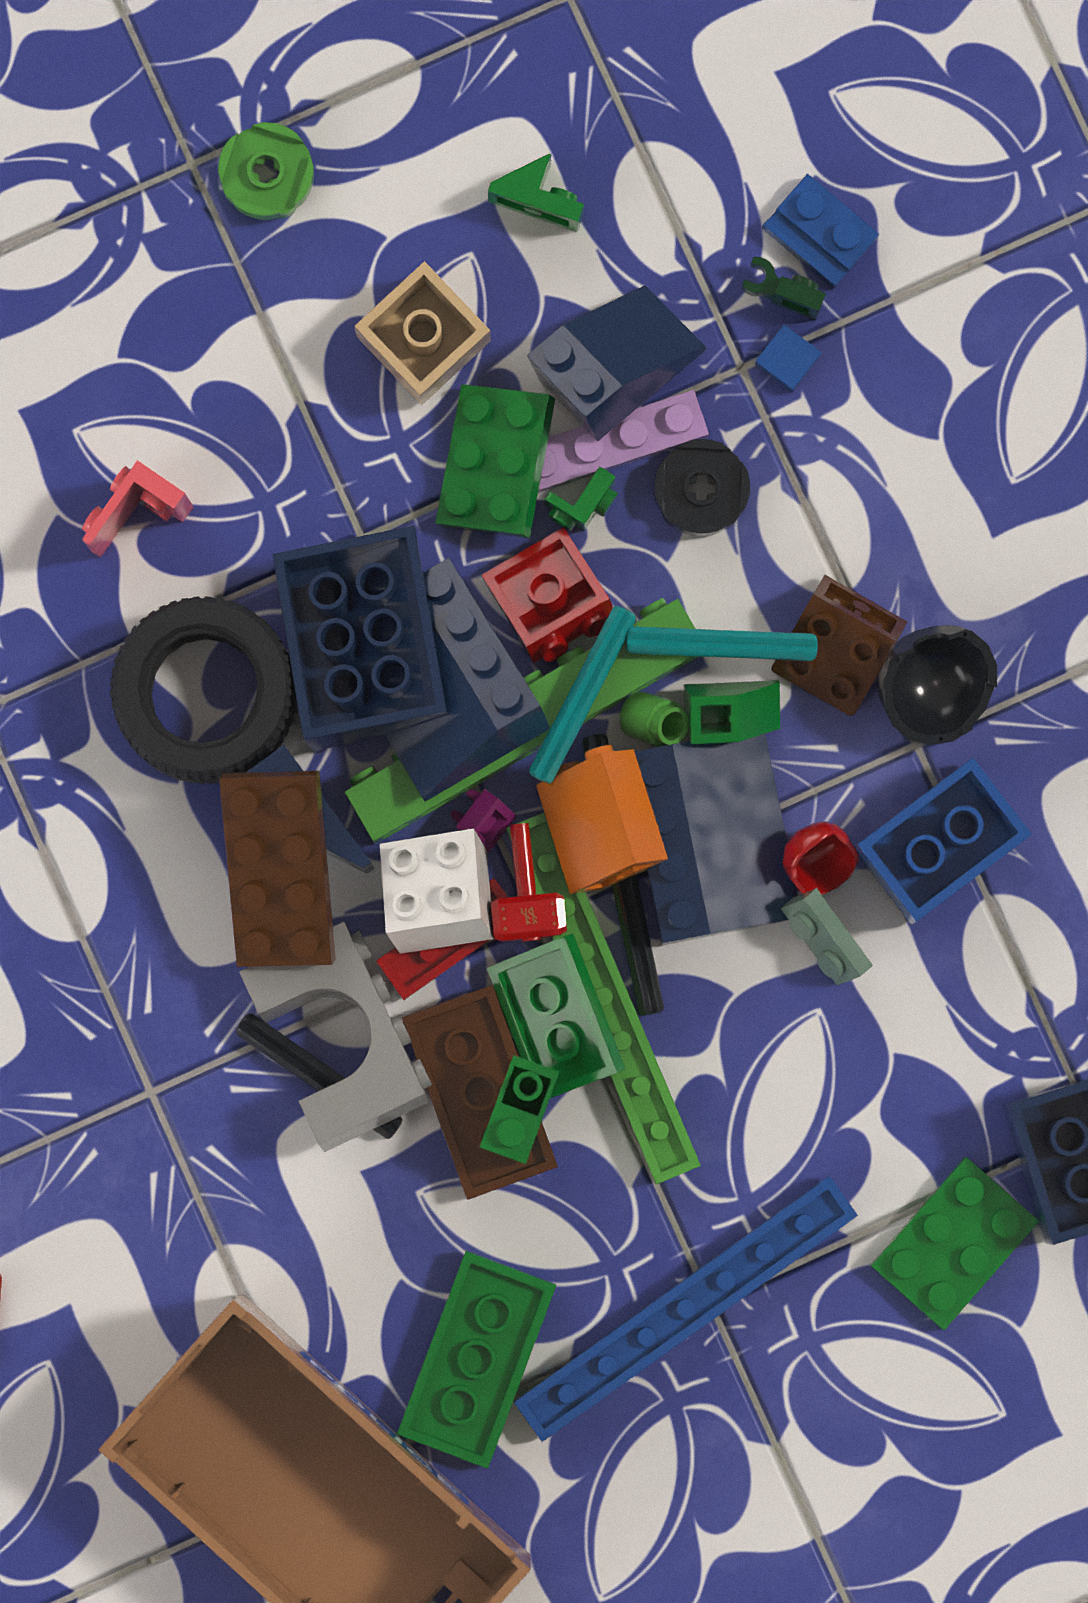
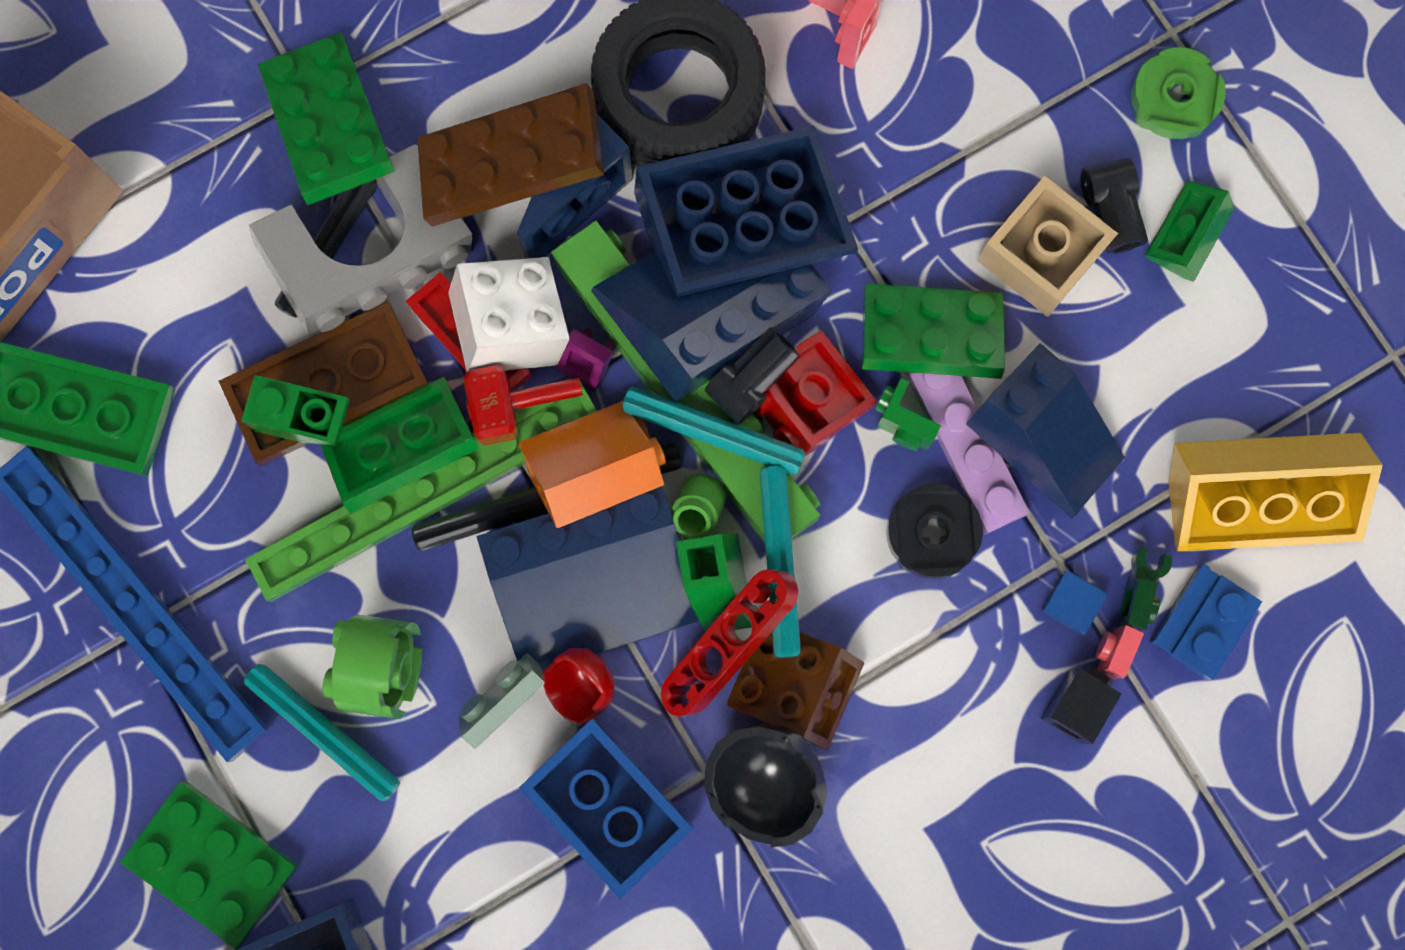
camera: 85 degrees right, 5 degrees down
(195, 1066) = (325, 119): none -> green plate
(367, 255) = (1113, 194): none -> black piece
(413, 180) = (1191, 229): none -> green slope
(523, 193) = (1198, 331): green slope -> none
(539, 654) = (743, 384): none -> black piece
(698, 146) = (1272, 491): none -> yellow slope
(780, 1058) = (373, 666): none -> bright green brick
(793, 706) = (725, 640): none -> red beam
(836, 1122) = (322, 732): none -> teal axle
(842, 323) = (1118, 651): none -> coral plate
(889, 366) = (1082, 704): none -> black brick

